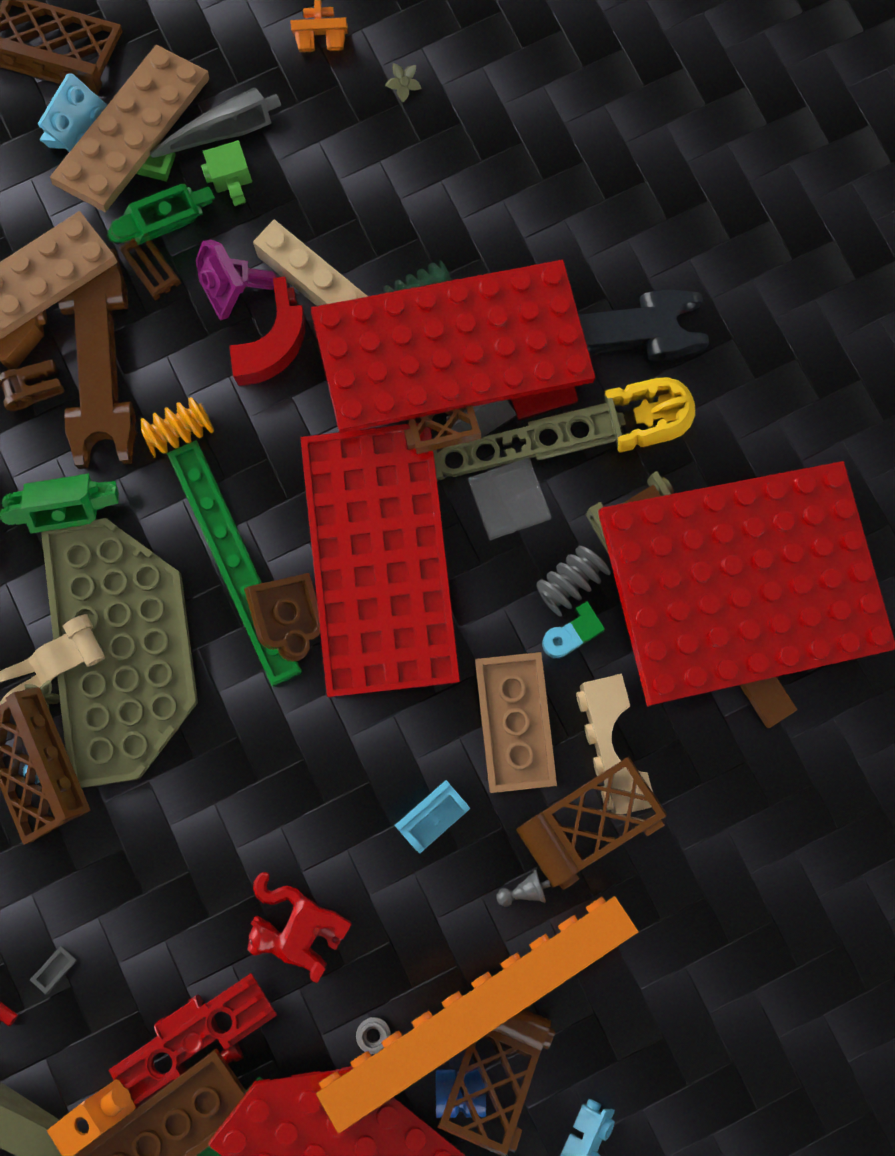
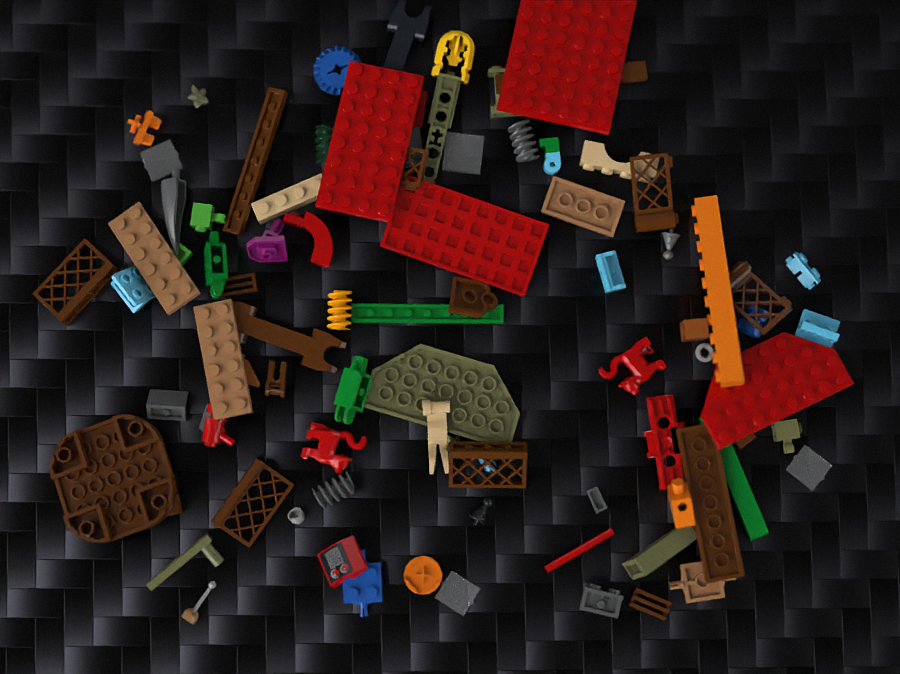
camera: 65 degrees left, 5 degrees up
(287, 76) = (161, 160): none -> clear piece
(346, 202) = (255, 161): none -> reddish brown plate
(397, 1001) = (694, 330): none -> dark orange panel
(542, 237) = (325, 65): none -> blue gear

